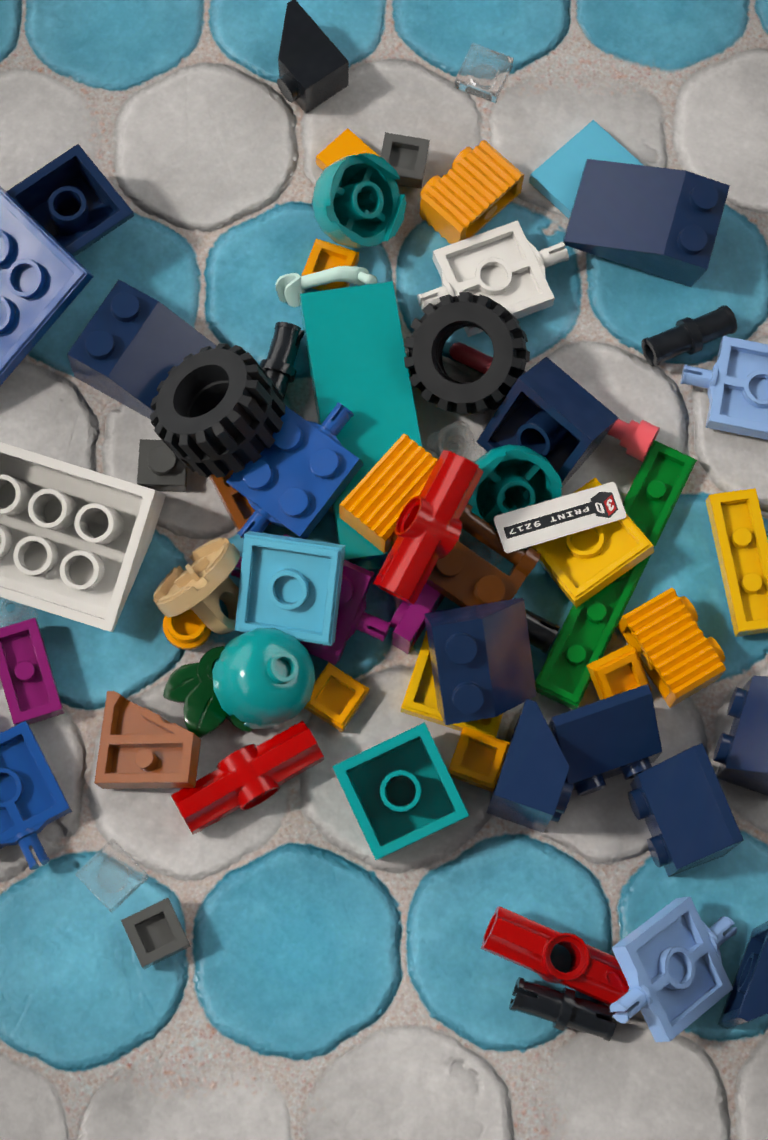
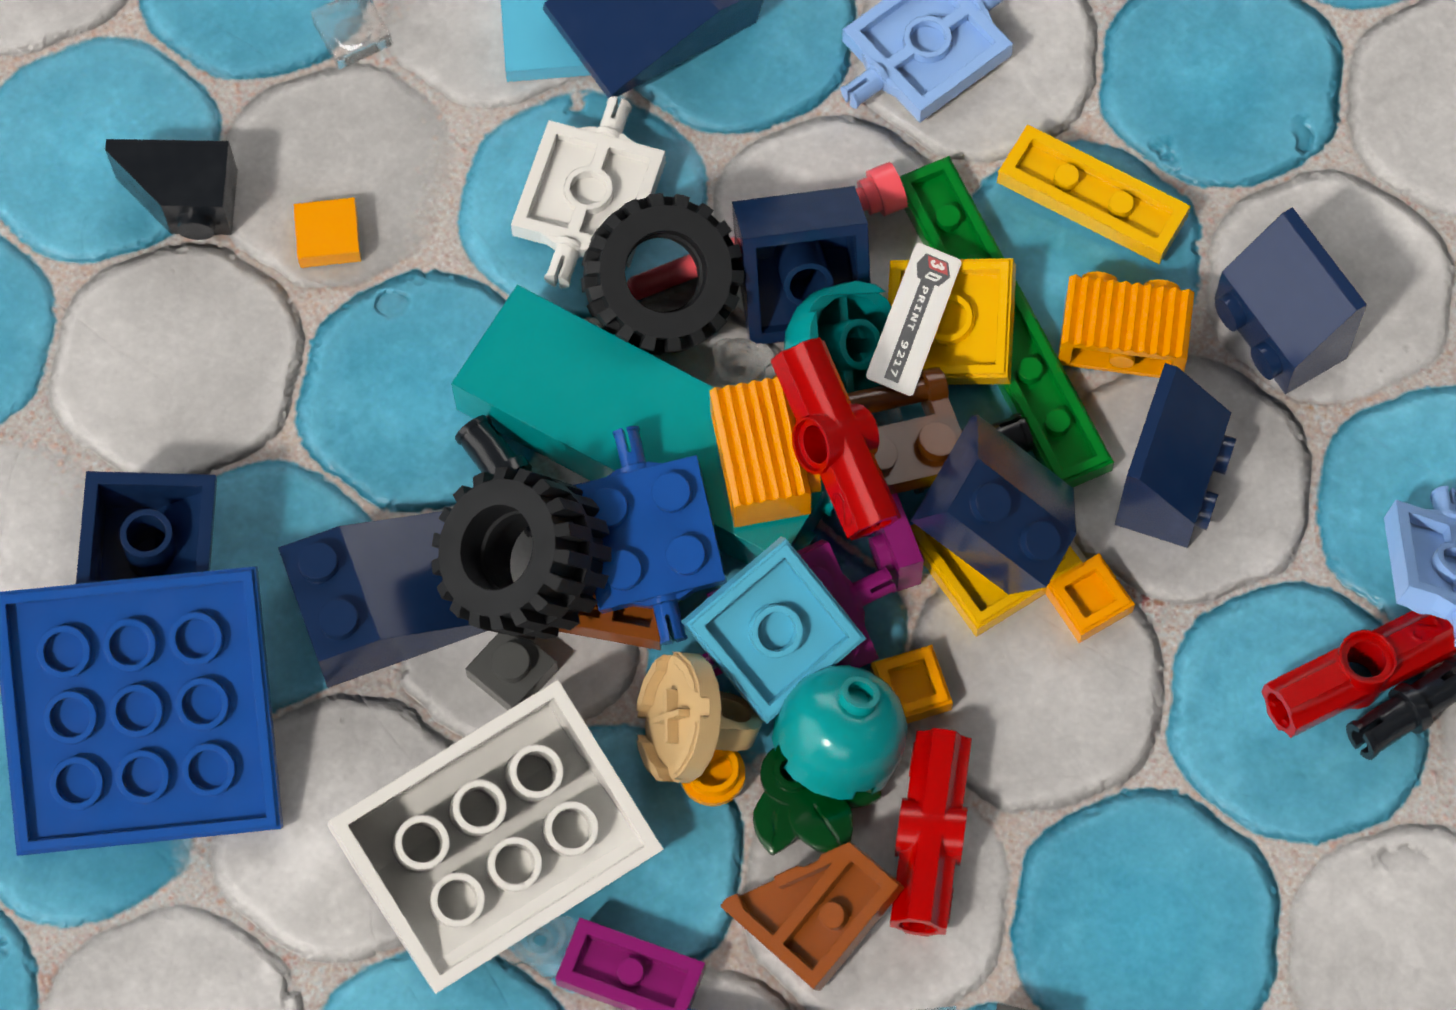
camera: 45 degrees left, 5 degrees down
(292, 284) = (426, 387): light aqua piece -> none
(326, 256) = (433, 341): light orange tile -> none
(359, 201) = (396, 252): teal cylinder -> none
(400, 791) = (1073, 689): teal brick -> none
(407, 156) = (379, 178): dark grey plate -> none
(470, 192) = (477, 143): light orange brick -> none
(533, 775) = (1155, 546): dark blue slope -> none
(617, 672) = (1116, 399): light orange tile -> none
(684, 811) = (1308, 438): dark blue slope -> none
(689, 335) = (812, 61): black pin -> none

